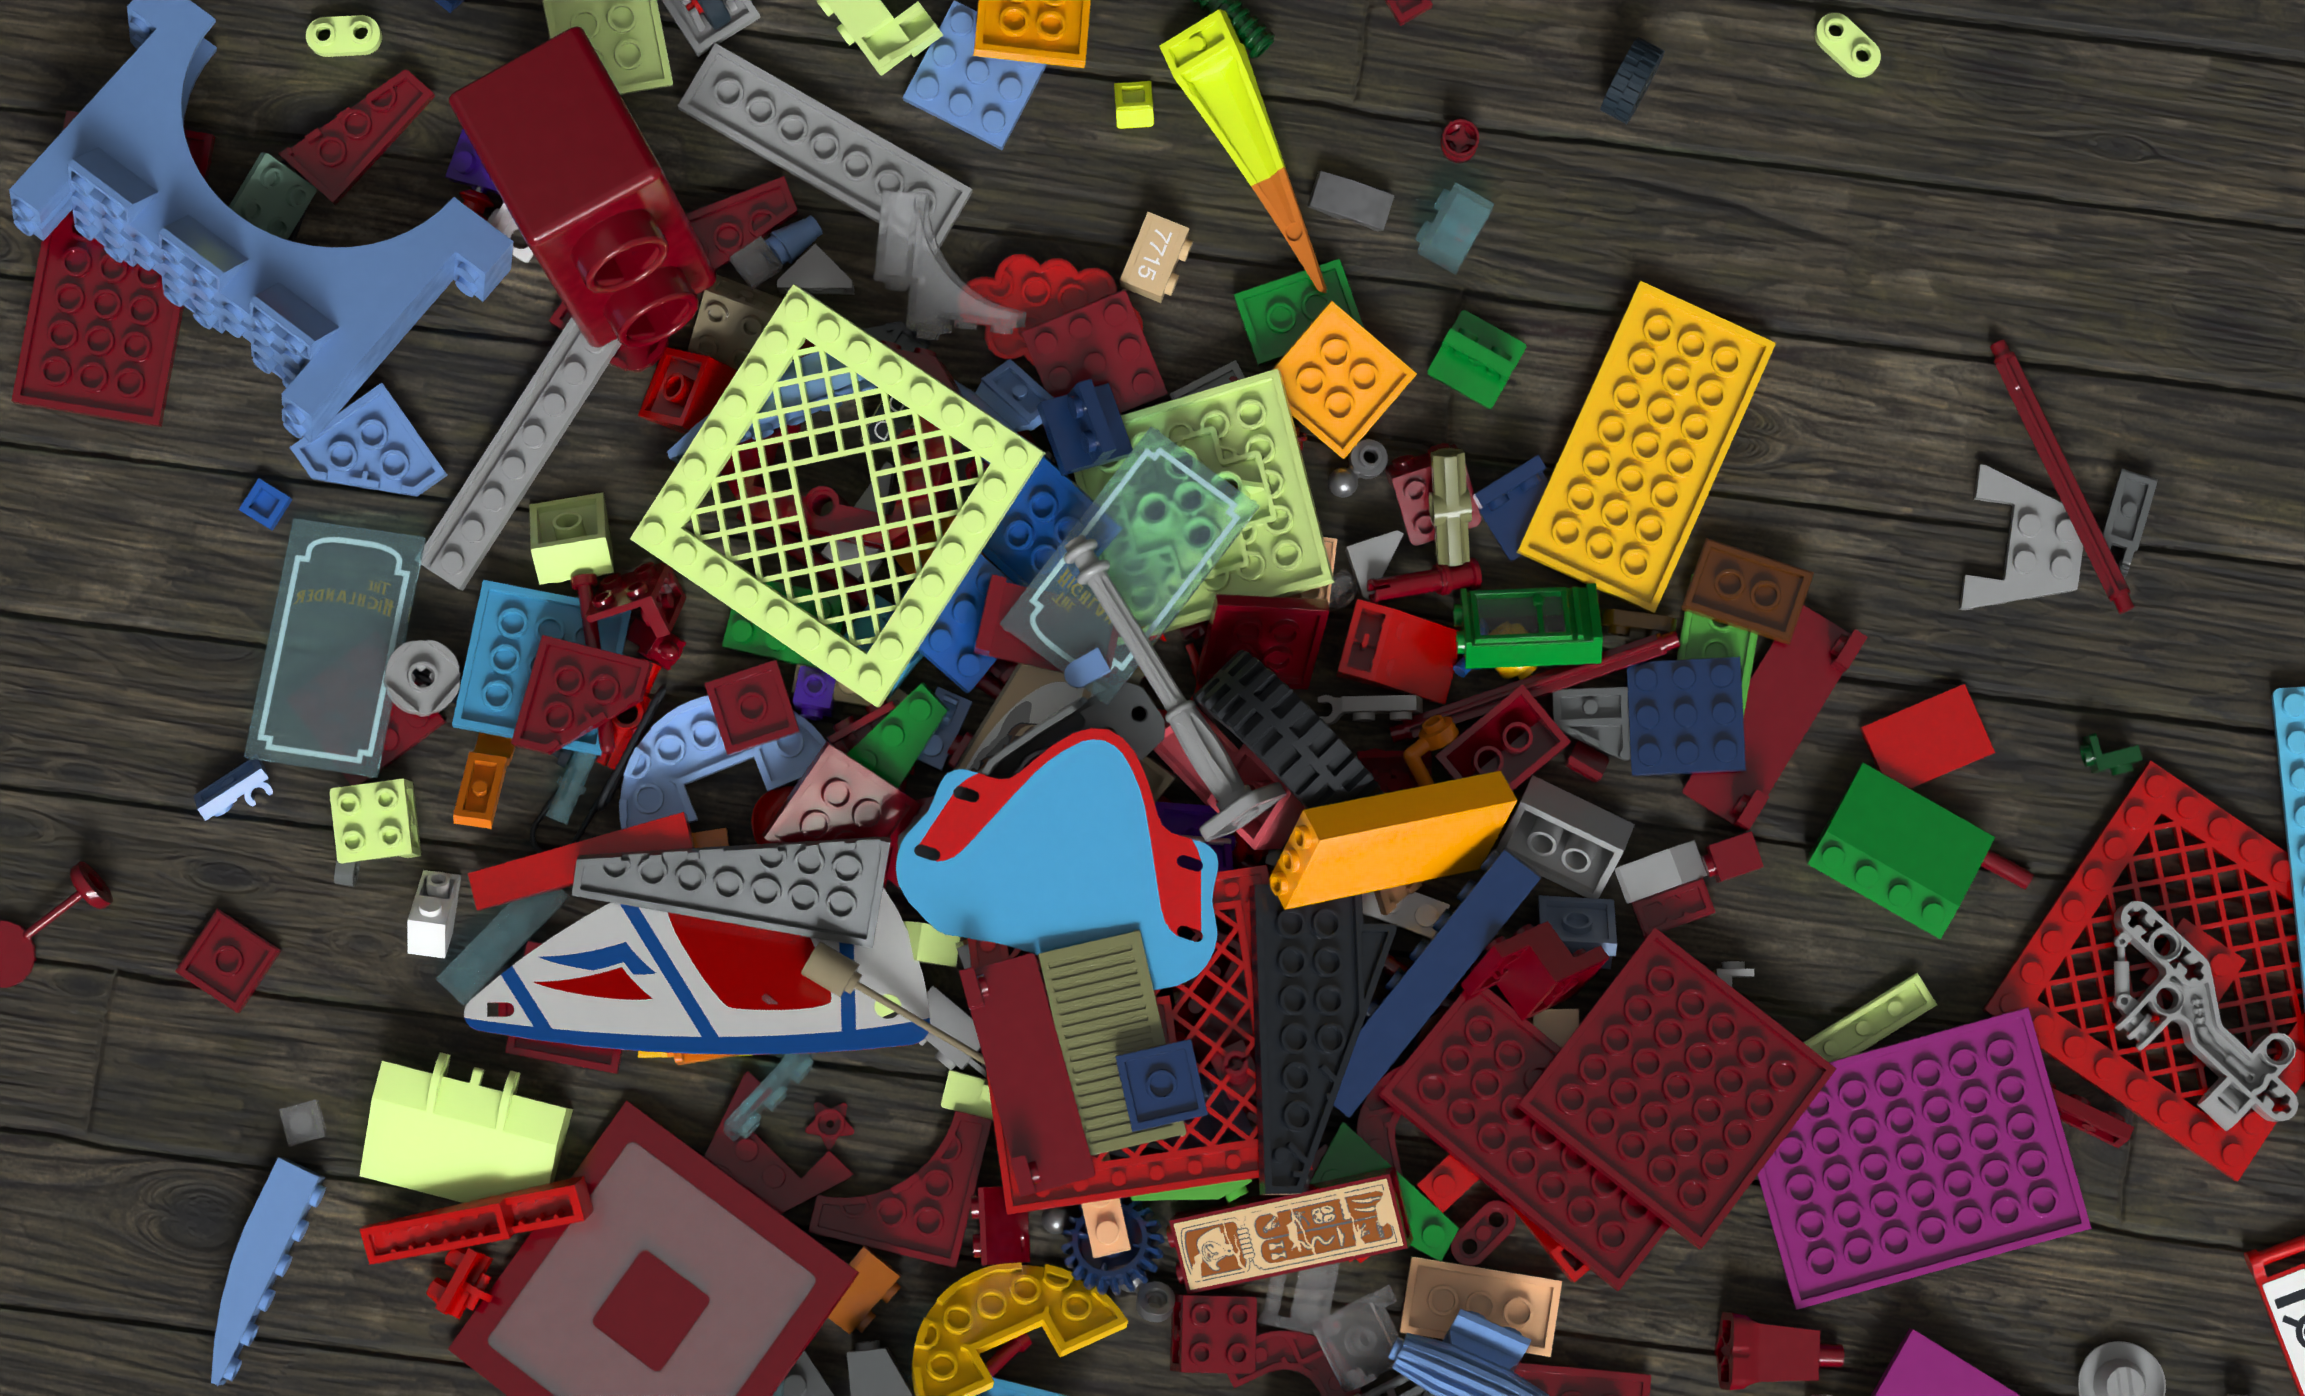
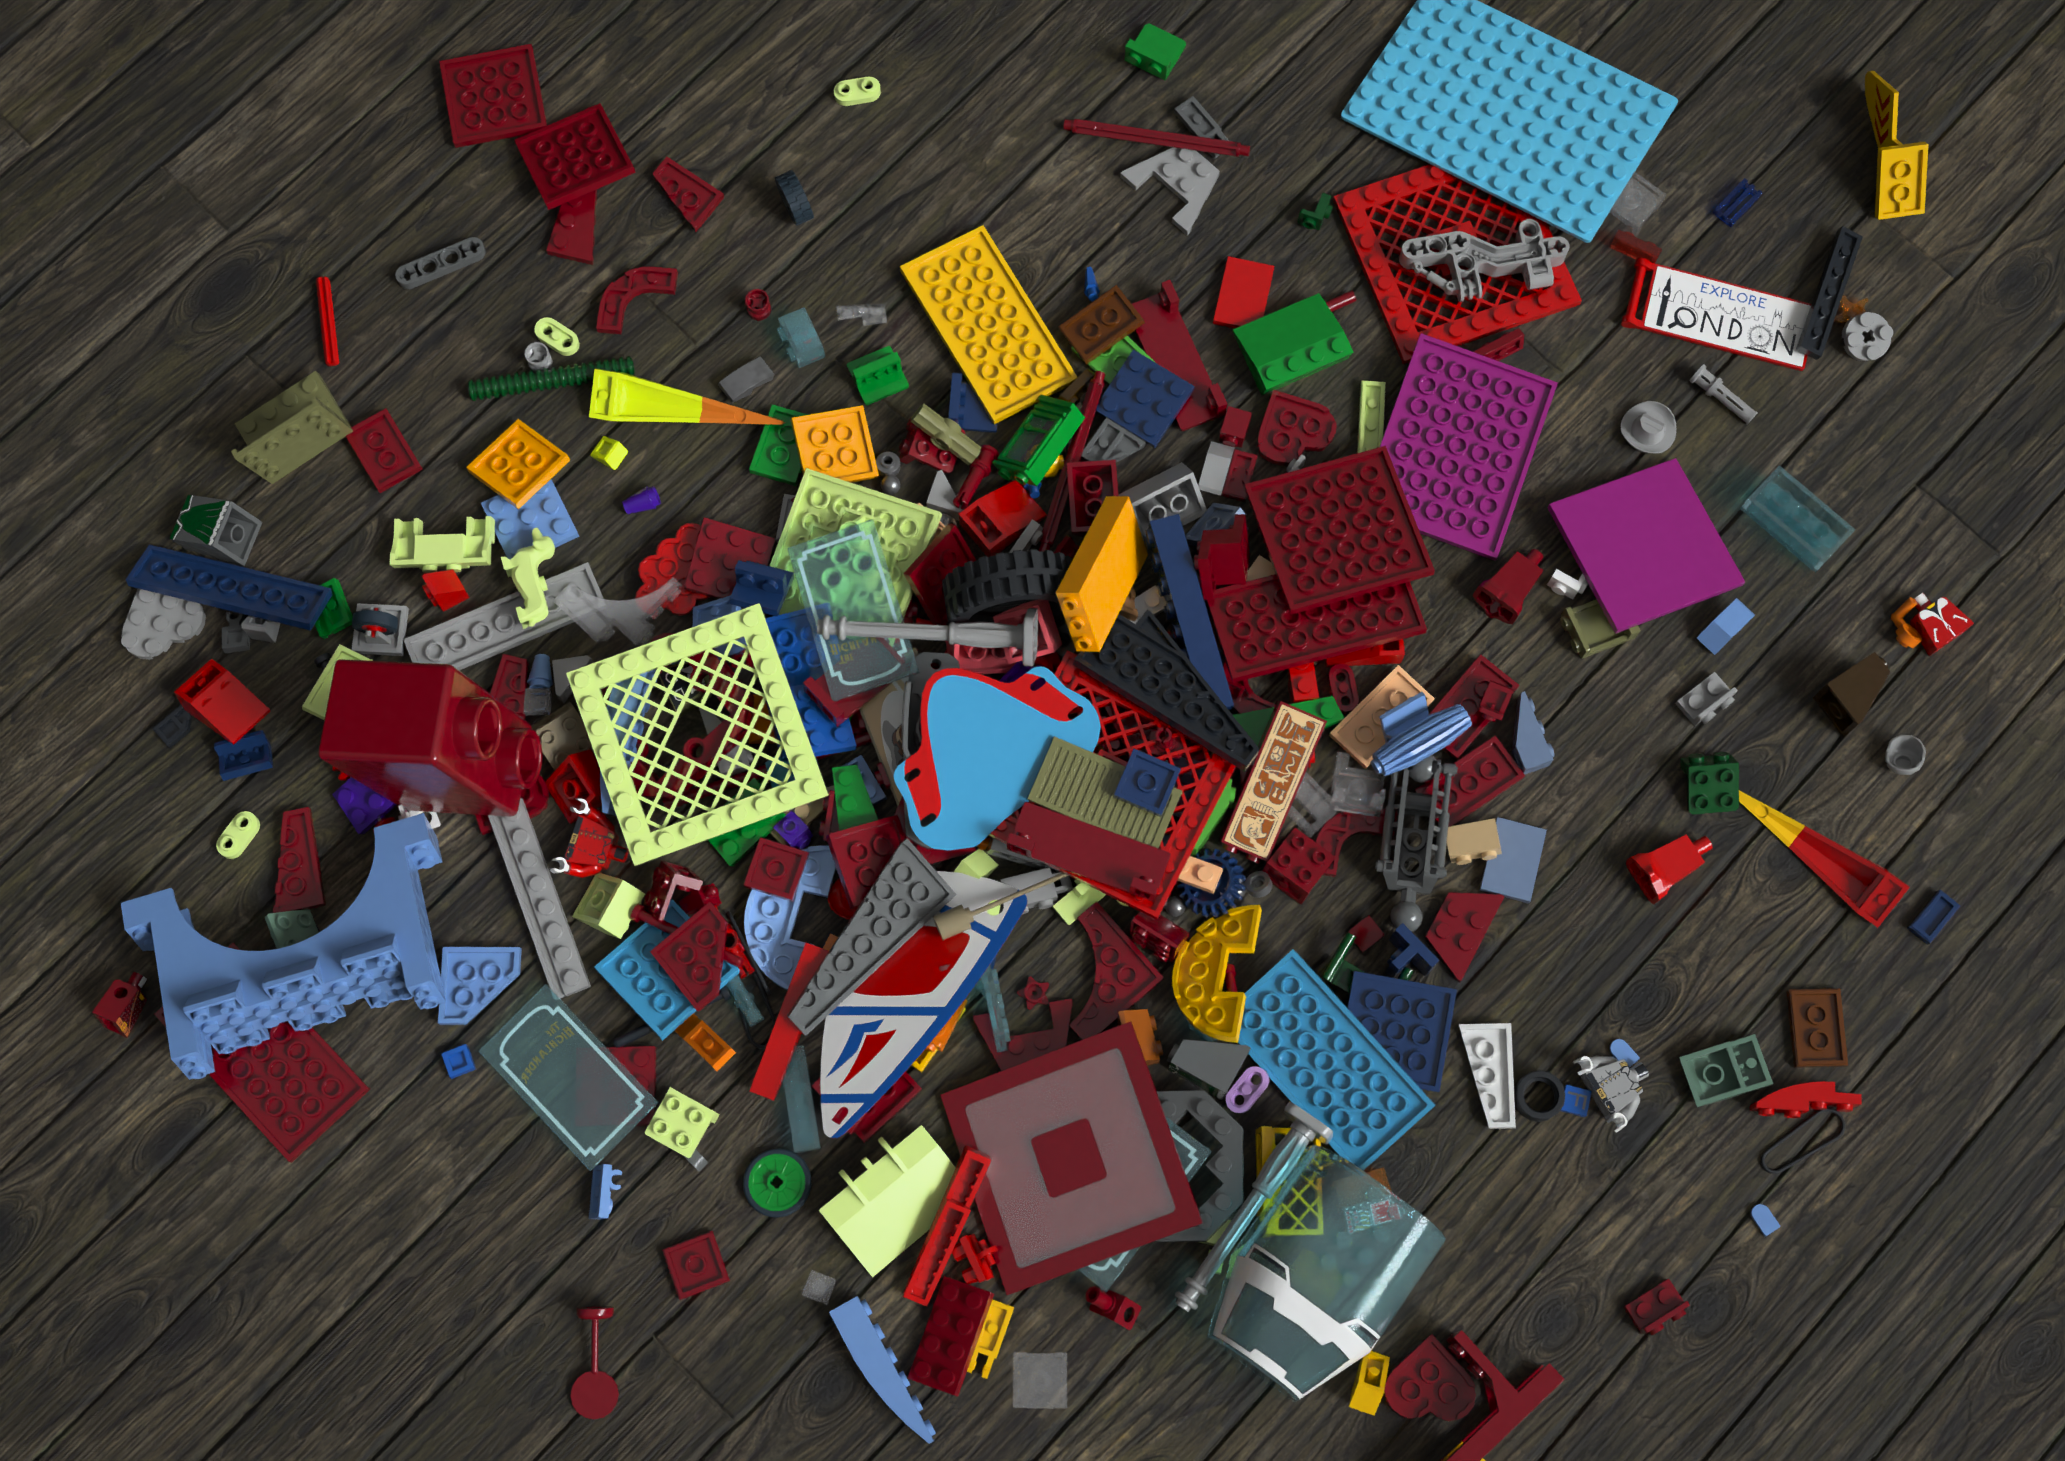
camera: 55 degrees left, 10 degrees down
(37, 69) = (121, 1005): none -> dark red torso
(353, 1318) = (951, 1336): none -> dark red plate
(362, 983) = (789, 1195): none -> green wheel
(388, 1363) = (992, 1335): none -> yellow hinge
(421, 656) = (614, 1049): light grey plate -> none
(433, 914) = (757, 1128): white slope -> none
(626, 462) = (591, 844): none -> red torso
(811, 44) = (444, 589): none -> red slope
(893, 134) = (524, 573): none -> yellowish green animal
(1086, 669) = (892, 668): medium blue piece -> none
(1100, 194) = (643, 500): none -> dark purple cone
(1155, 257) = (698, 495): tan brick -> none
(1435, 734) = (1059, 526): orange plate -> none
(1546, 280) = (870, 313): none -> clear slope
(1587, 762) = (1131, 466): dark red slope -> none
(1788, 930) = (1292, 427): none -> dark red plate
(1796, 538) = (1091, 287): none -> blue bar
(2188, 385) = (1154, 51): none -> green bracket

